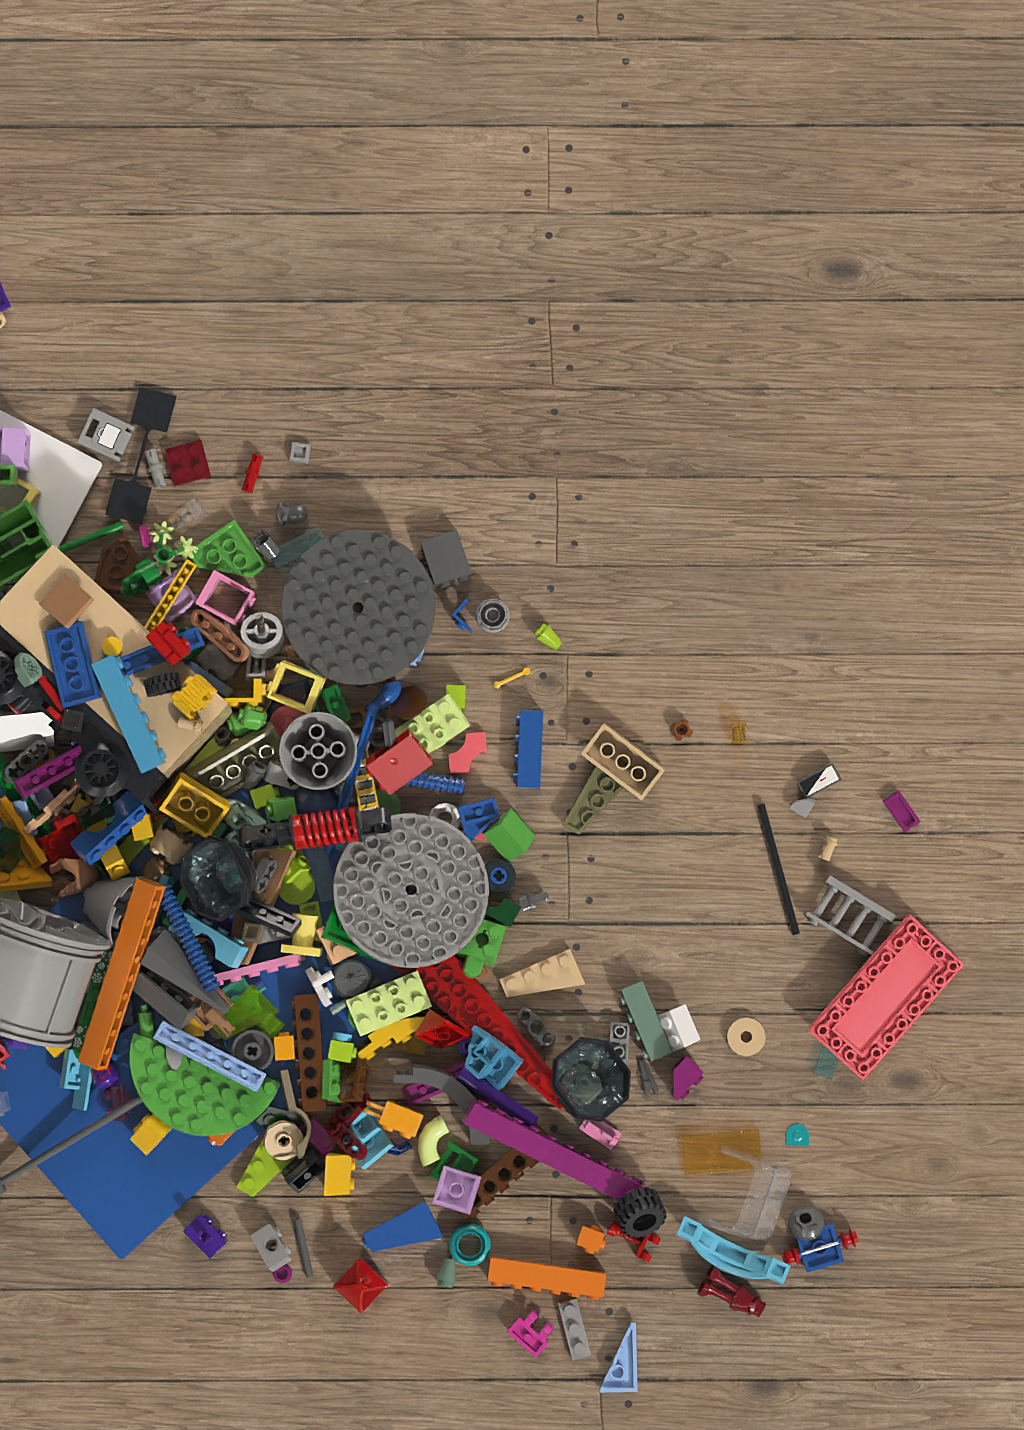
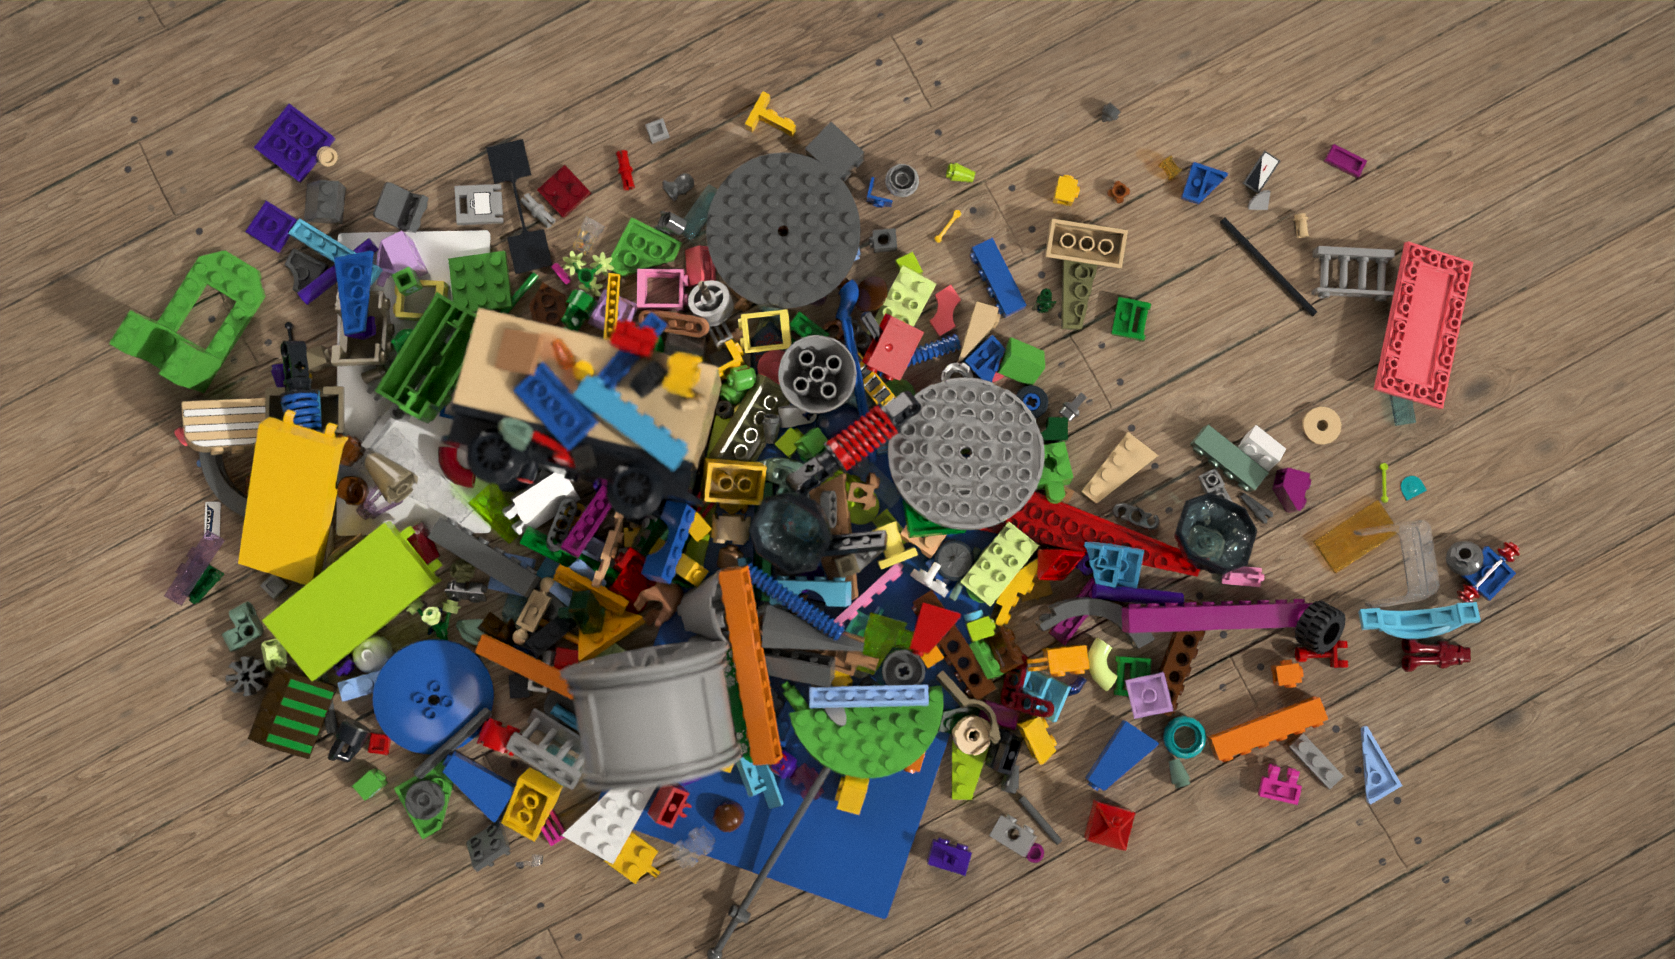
camera: 30 degrees left, 0 degrees up
(33, 1095) = (728, 816): none -> reddish brown hair
(35, 402) = (400, 207): none -> dark grey bracket
(70, 506) = (481, 281): none -> bright green plate
(102, 624) = (564, 357): none -> clear orange cone
(244, 689) = (720, 358): none -> dark grey tile
(270, 595) = (699, 265): none -> coral panel
(294, 1200) = (1010, 783): none -> dark grey cone
(296, 1026) = (931, 628): none -> red slope
(305, 884) = (867, 499): none -> medium nougat bracket
(405, 493) = (769, 117): none -> yellow bracket
(452, 667) = (889, 234): none -> dark grey brick
(487, 784) = (981, 322): none -> tan slope
(557, 792) = (1044, 301): none -> dark green hinge
(623, 845) = (1124, 318): none -> green plate
(634, 703) = (1066, 190): none -> yellow brick
(713, 654) = (1110, 113): none -> dark grey plate
(759, 761) = (1201, 182): none -> blue wing
(781, 1104) = (1383, 467): none -> lime hinge

